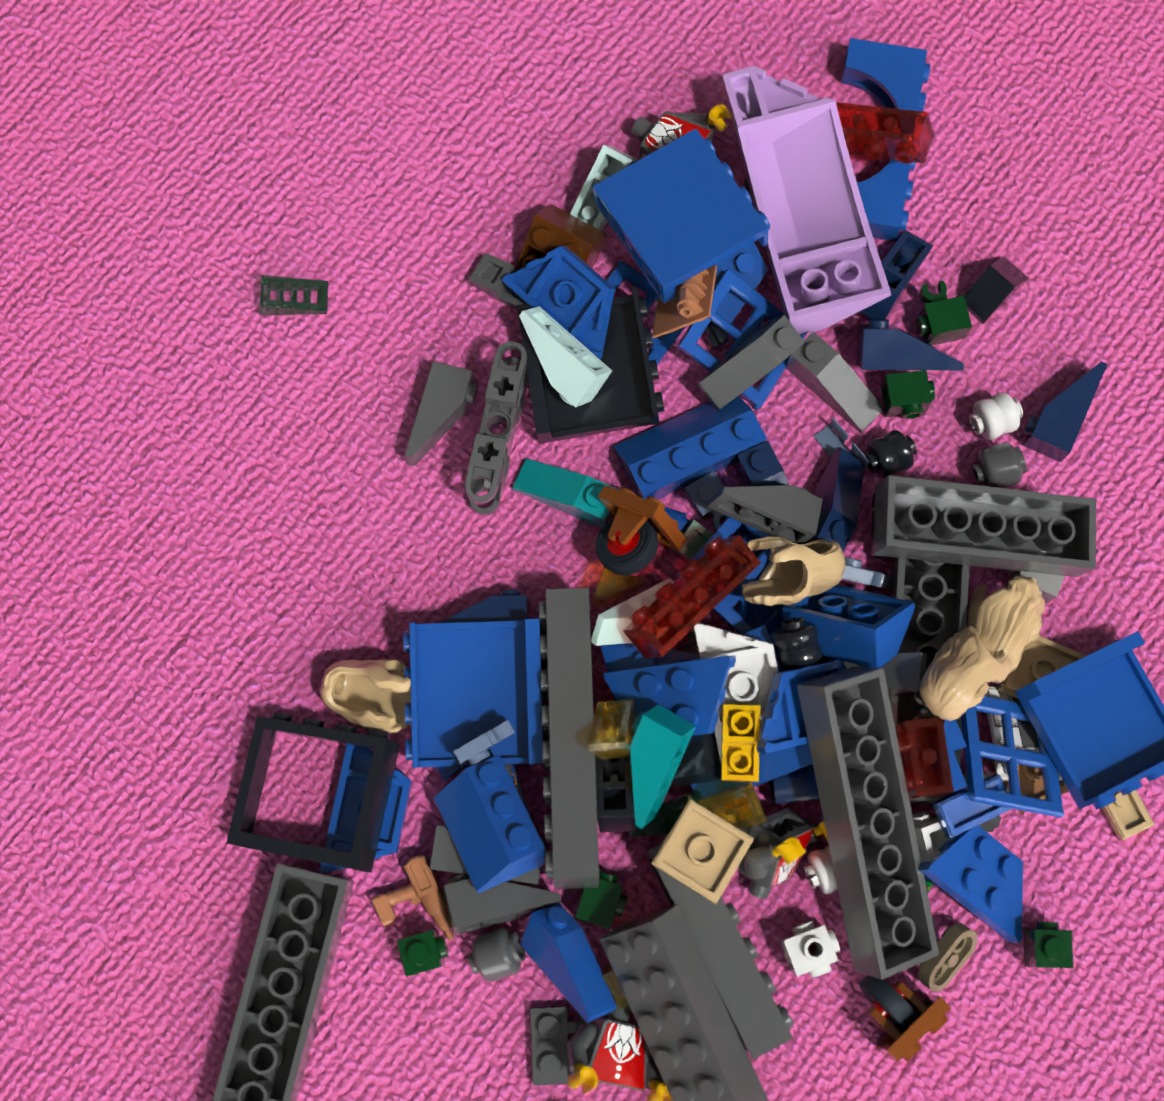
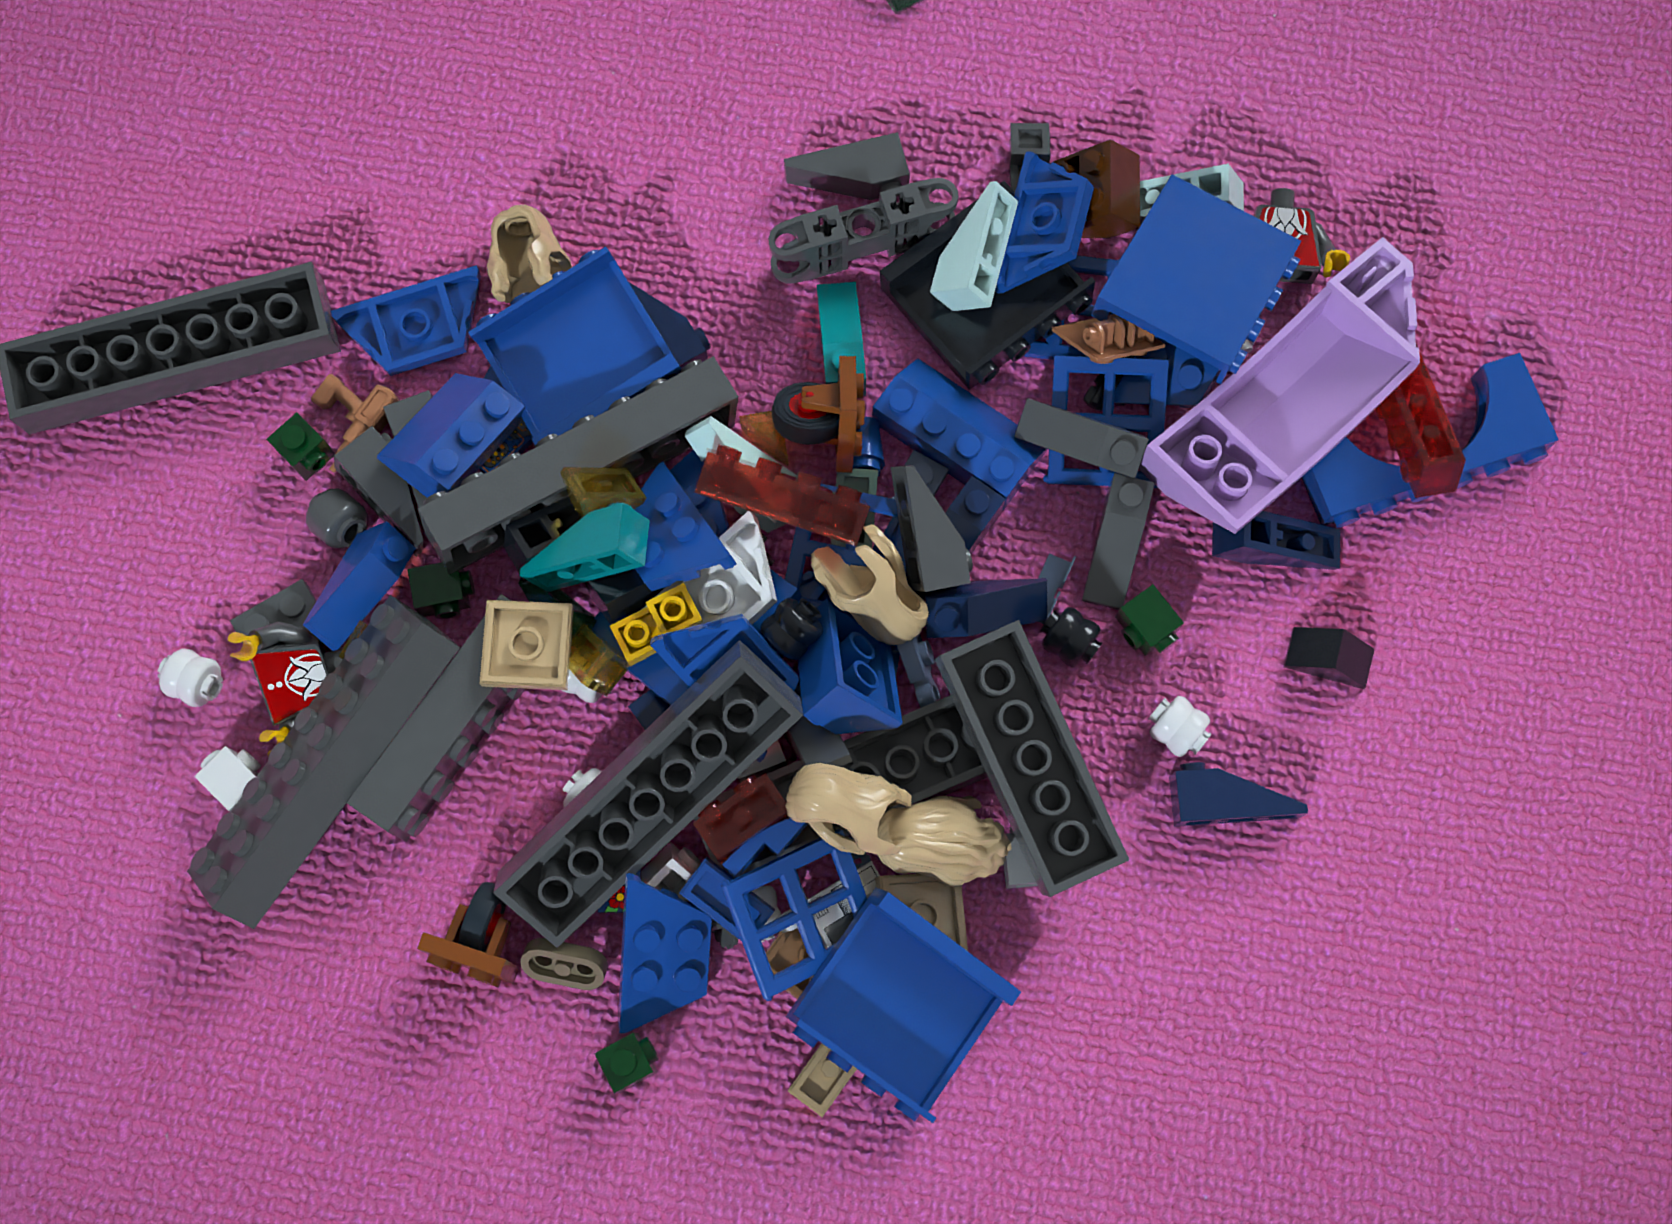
camera: 60 degrees right, 0 degrees up
(373, 804) = (414, 316): black window -> none
(477, 749) = (521, 382): sand blue plate -> none
(777, 850) = (577, 727): dark grey torso -> none
(797, 952) = (487, 807): white brick -> none
(891, 348) = (1193, 586): dark blue slope -> none
(942, 318) = (1259, 614): dark green brick -> none
(999, 466) = (1124, 757): dark grey head -> none

